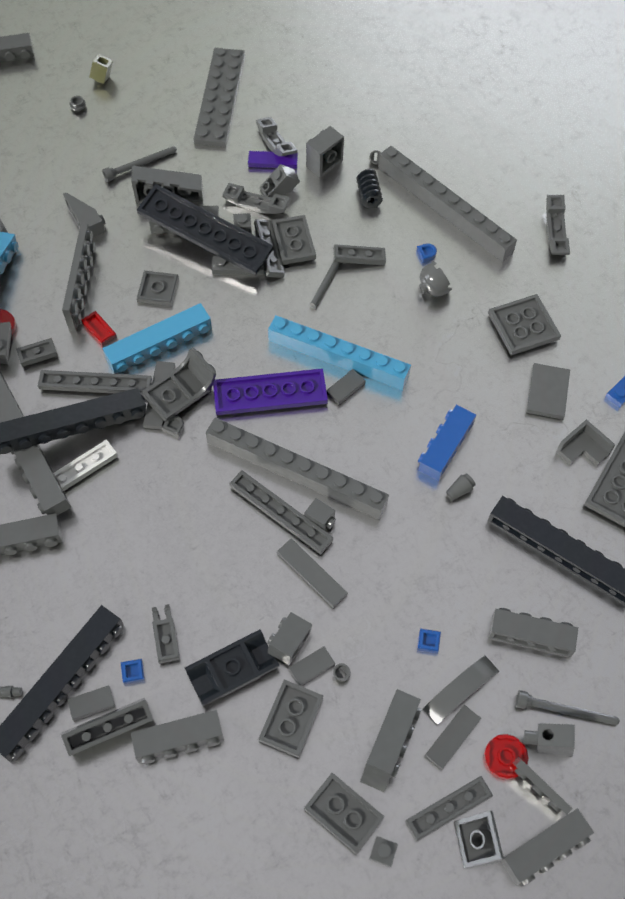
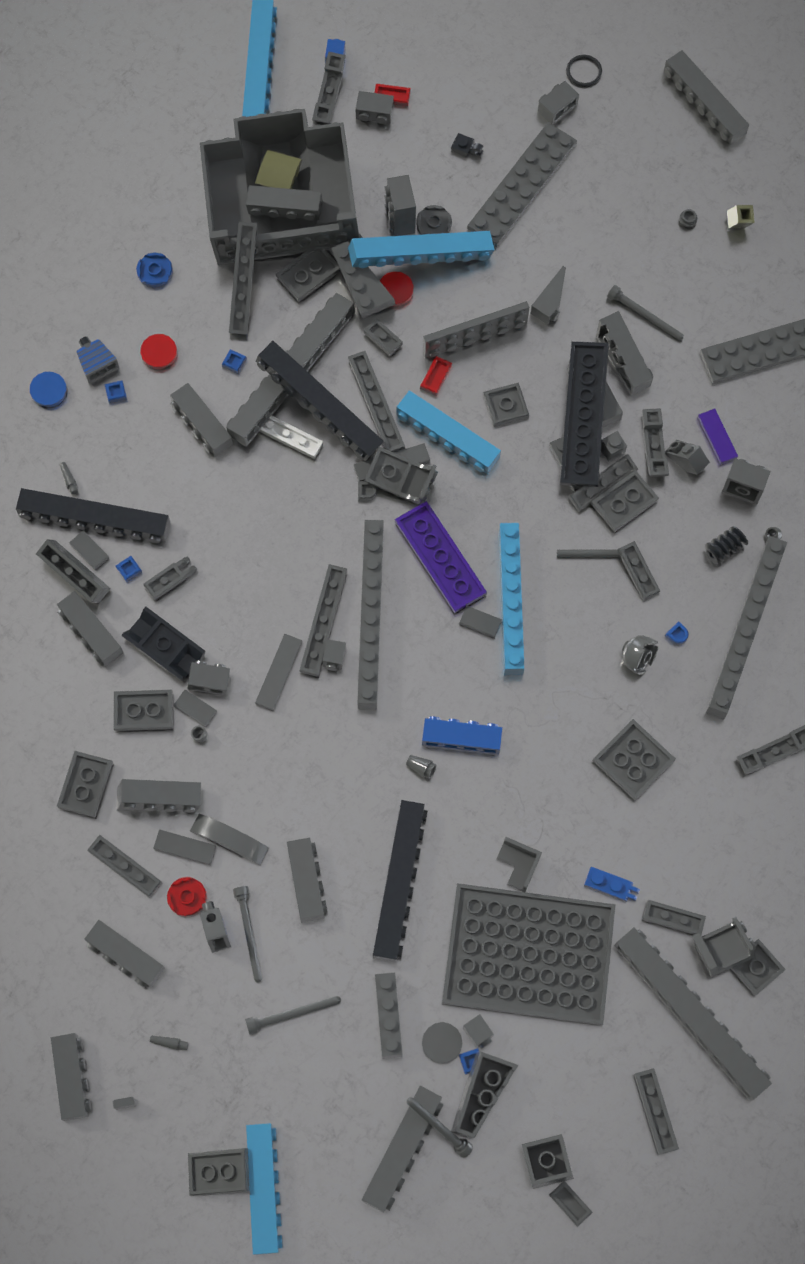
camera: 65 degrees right, 10 degrees up
(272, 138) = (743, 426): dark grey slope -> none
(383, 851) = (68, 827): dark grey plate -> none
(429, 641) = (261, 795): blue tile -> none
(479, 840) = (107, 898): dark grey slope -> none
(541, 786) = (170, 931): dark grey plate -> none
(548, 391) = (568, 810): dark grey tile -> none

